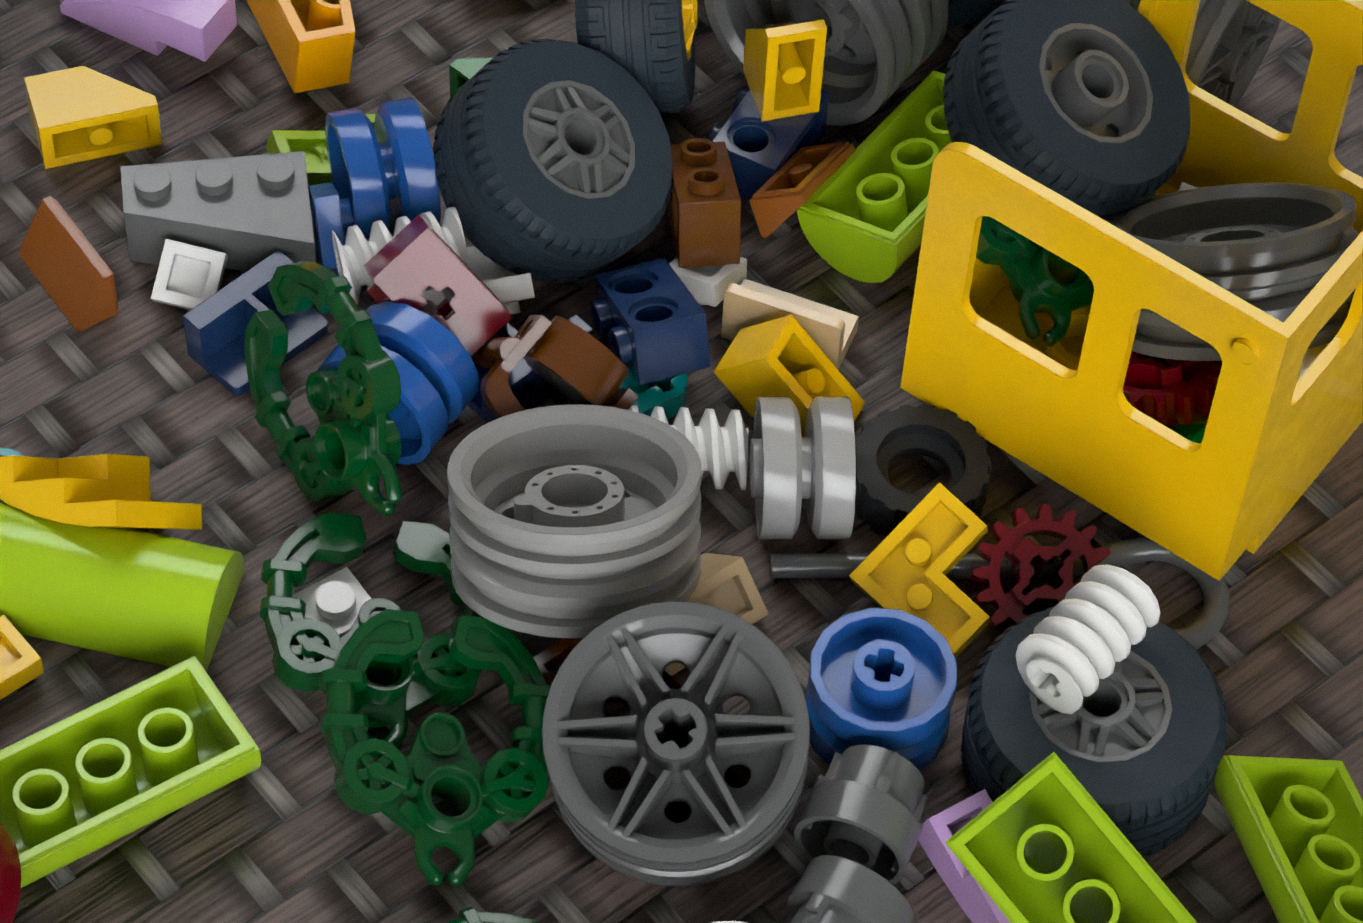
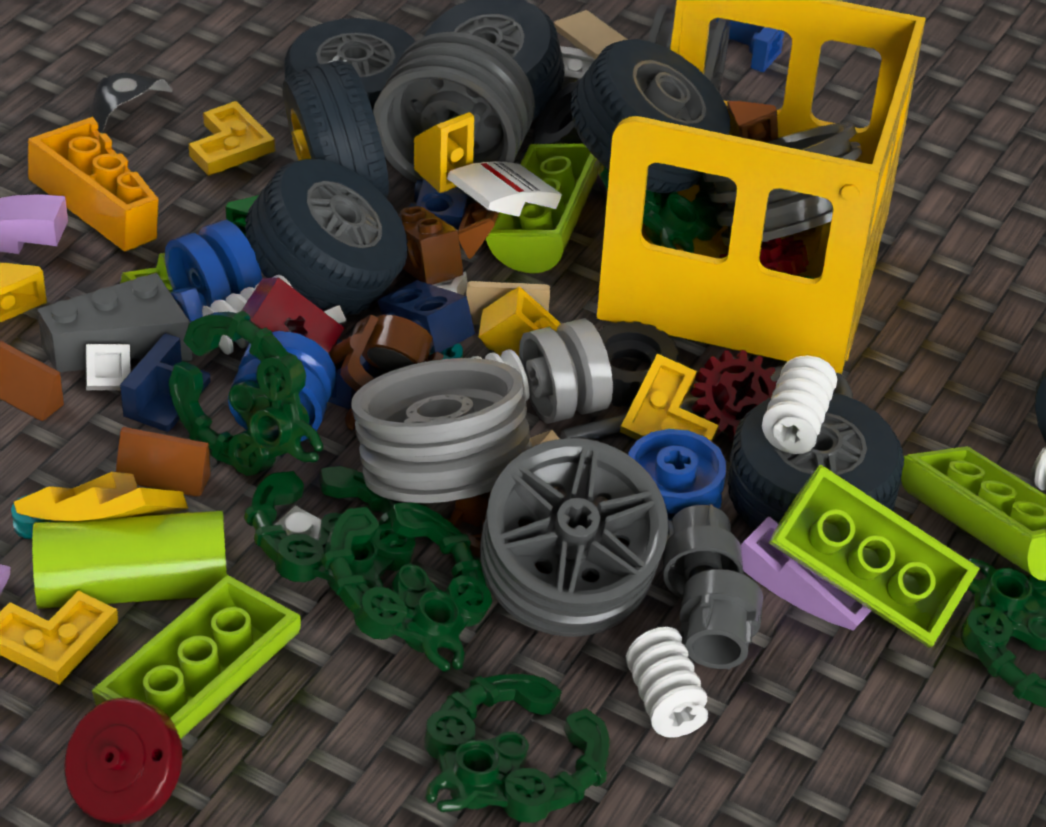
camera: 20 degrees left, 10 degrees down
(200, 448) = (164, 461): none -> dark orange slope
(845, 139) = (504, 186): none -> white slope
(1221, 156) = (753, 120): none -> dark orange slope

